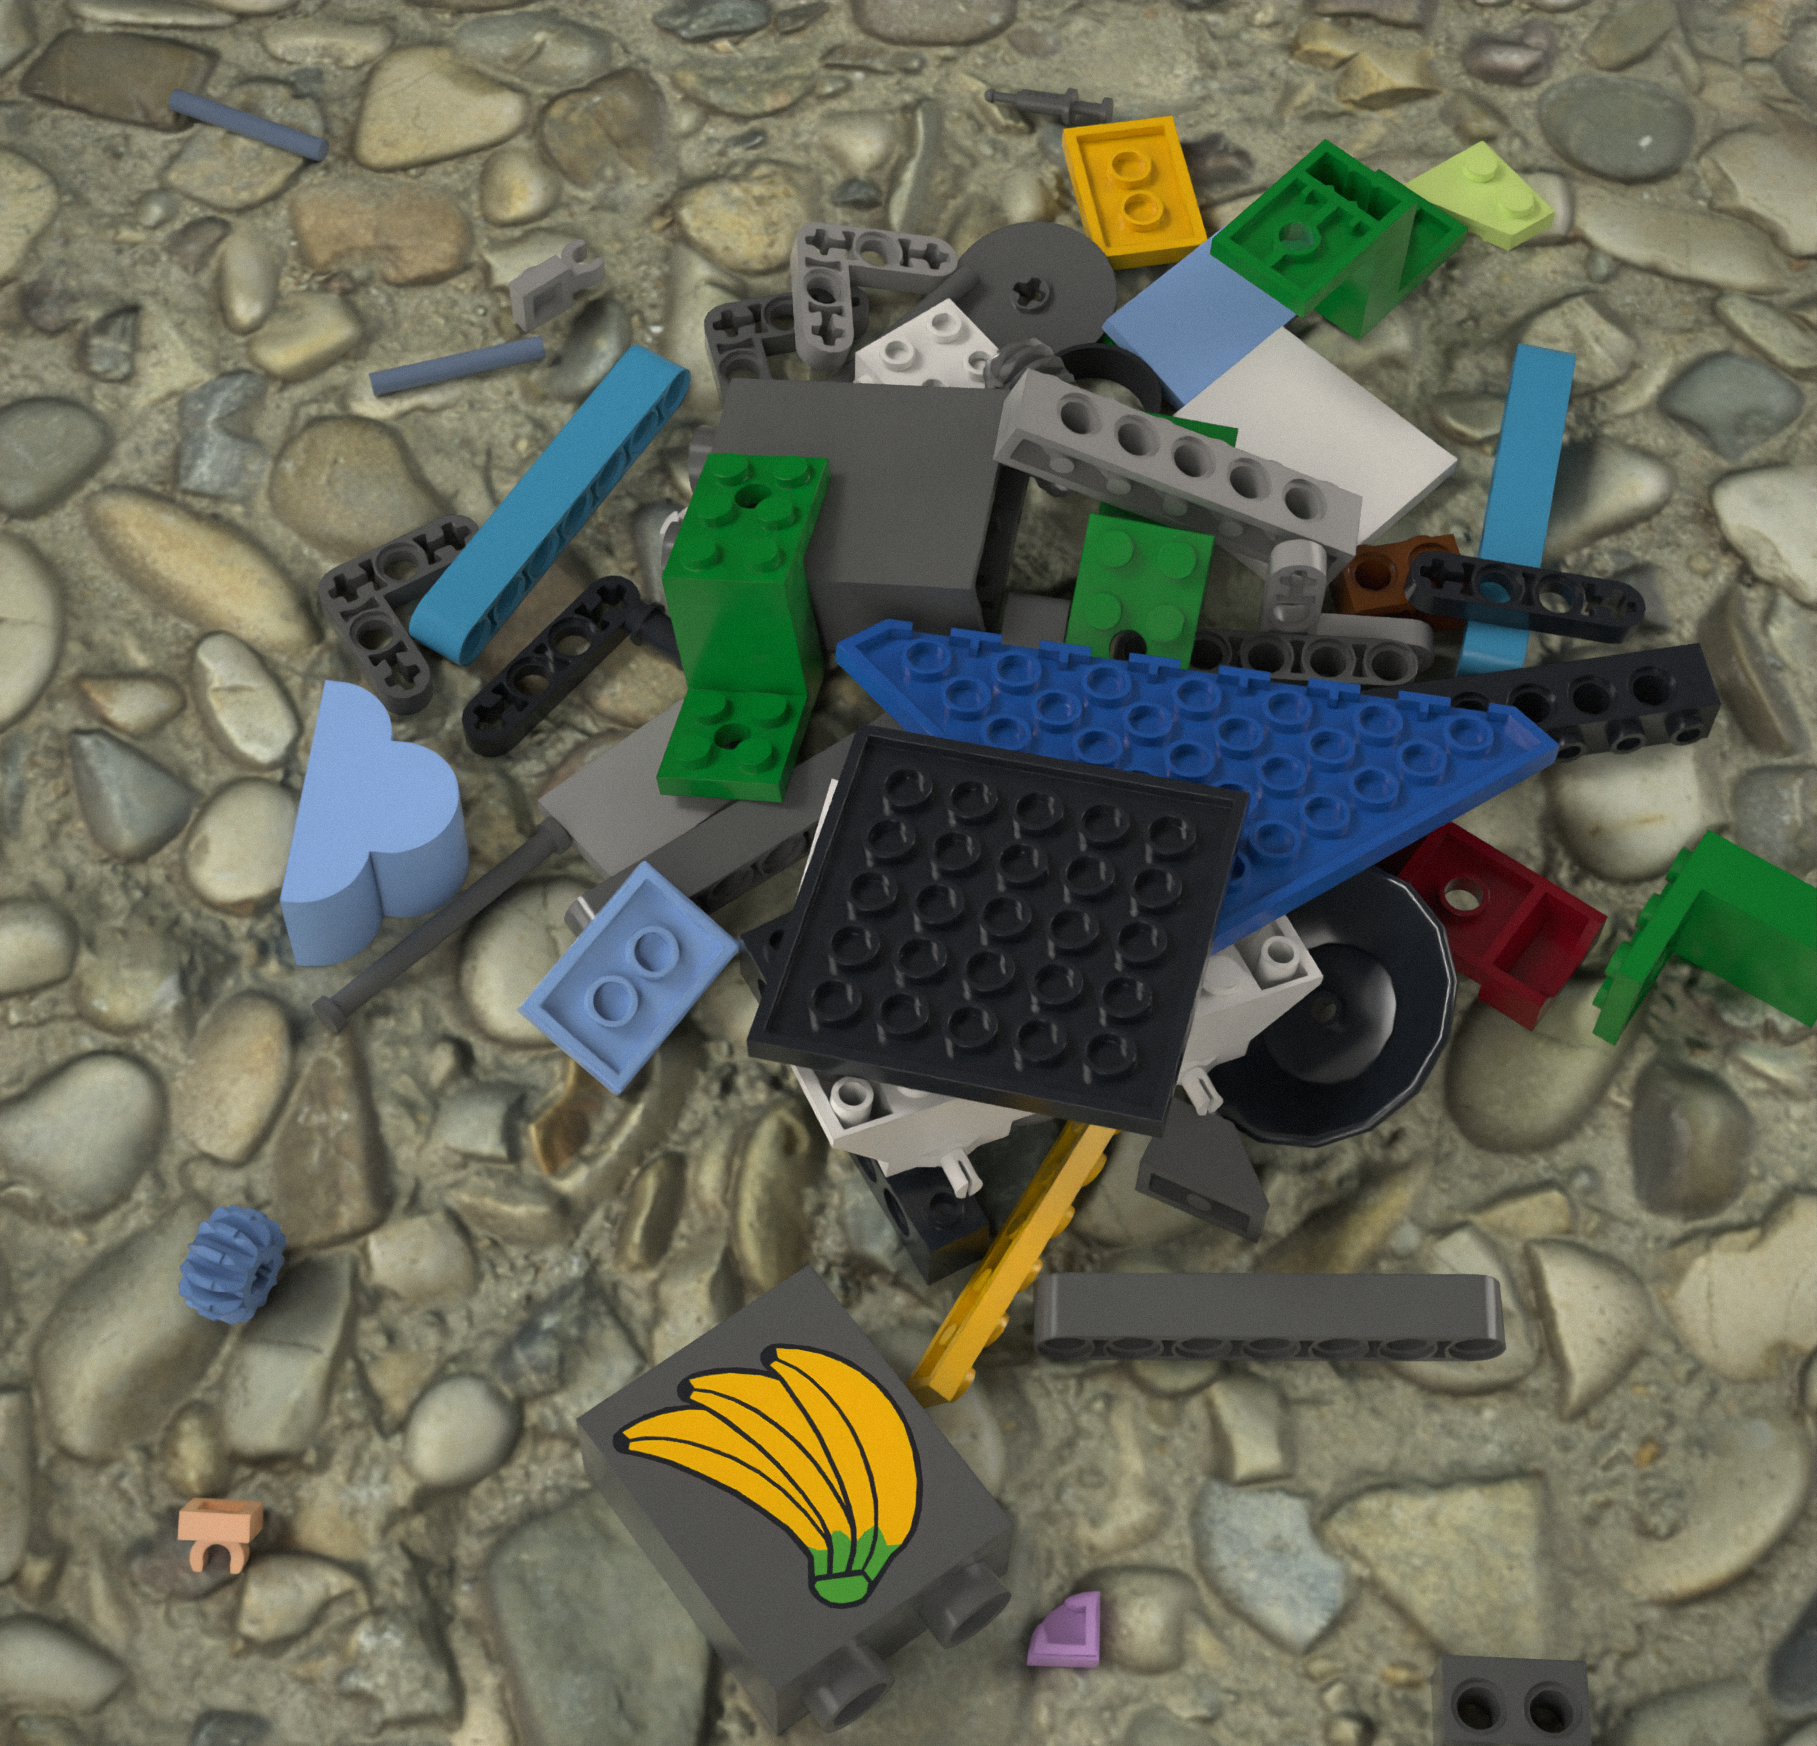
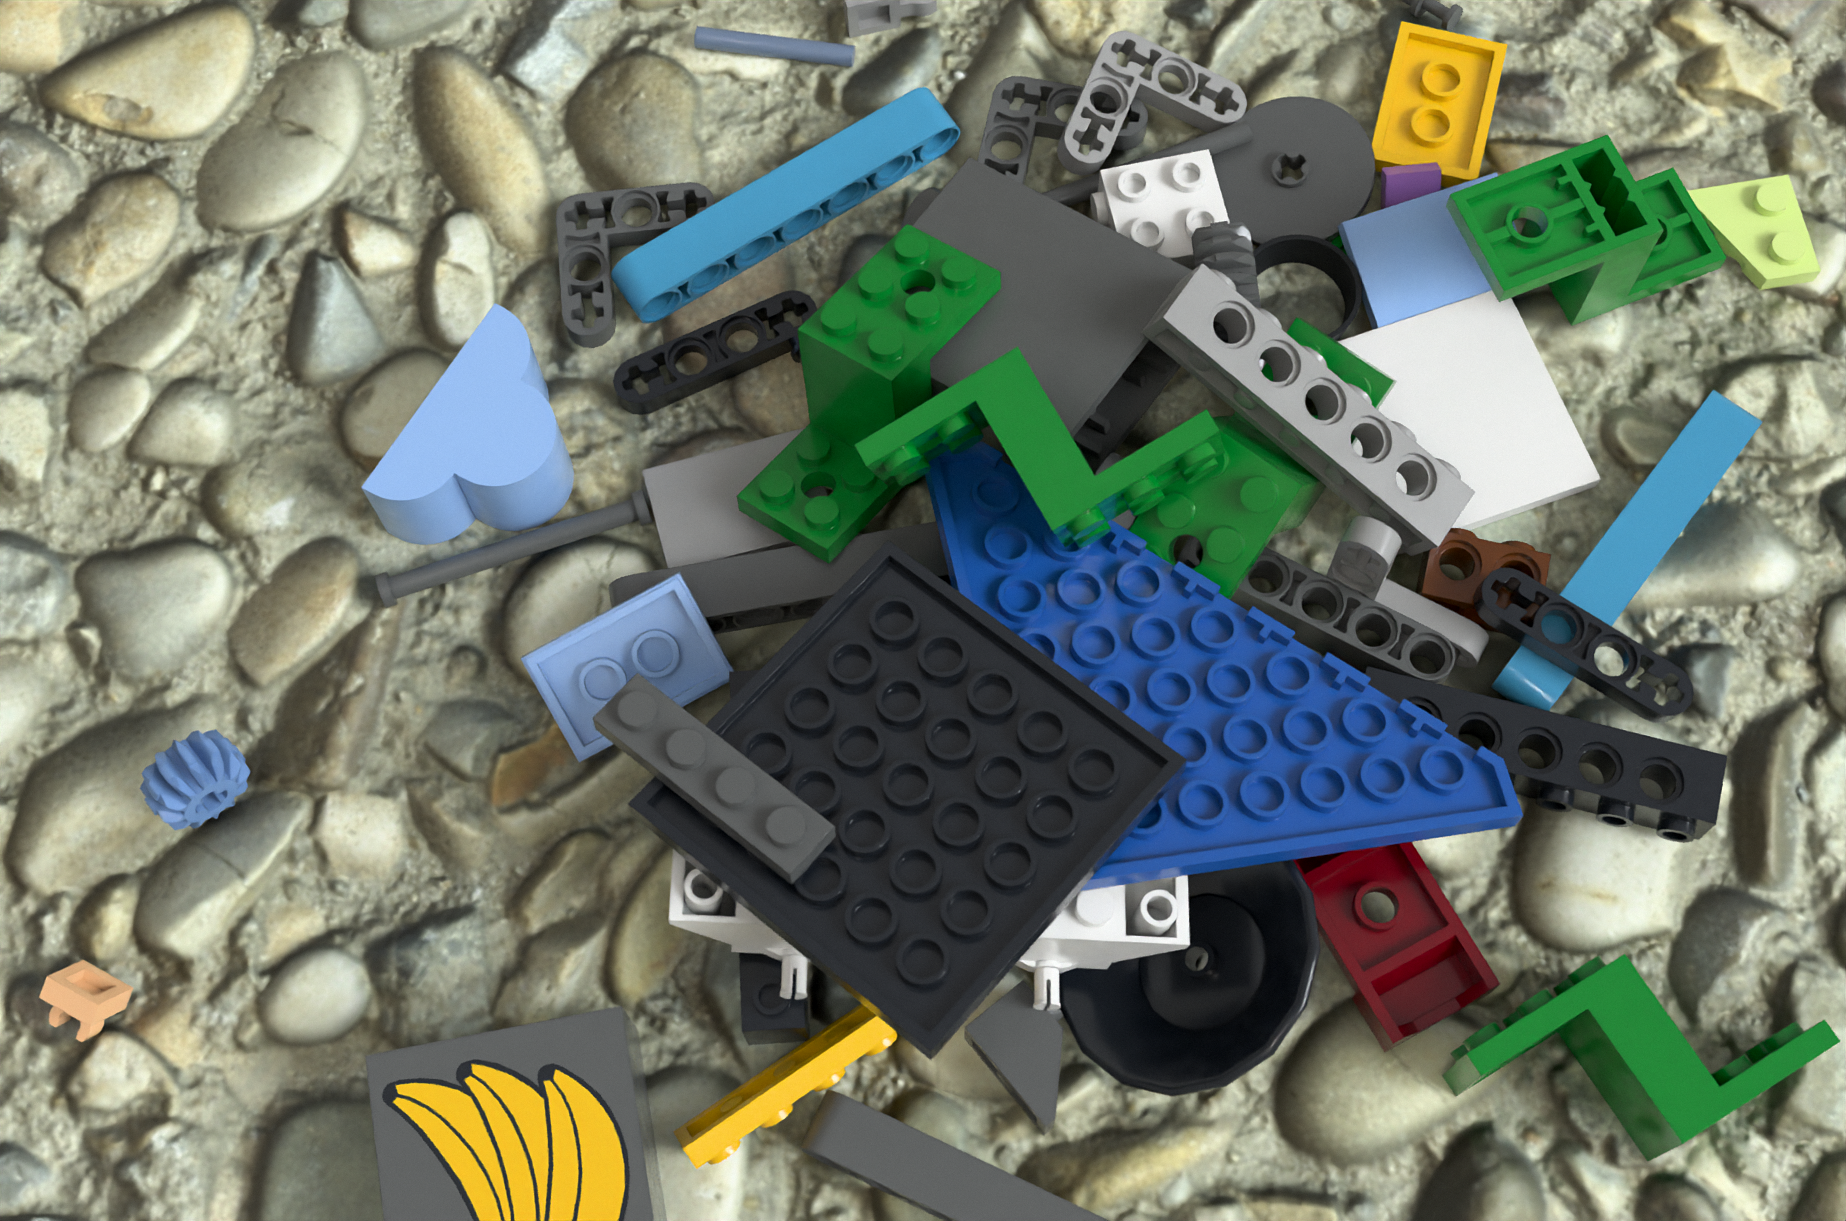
camera: 30 degrees right, 10 degrees up
(819, 980) = (715, 778): none -> dark grey plate
(965, 583) = (1041, 450): none -> green bracket
(1146, 266) = (1408, 182): none -> medium lavender tile

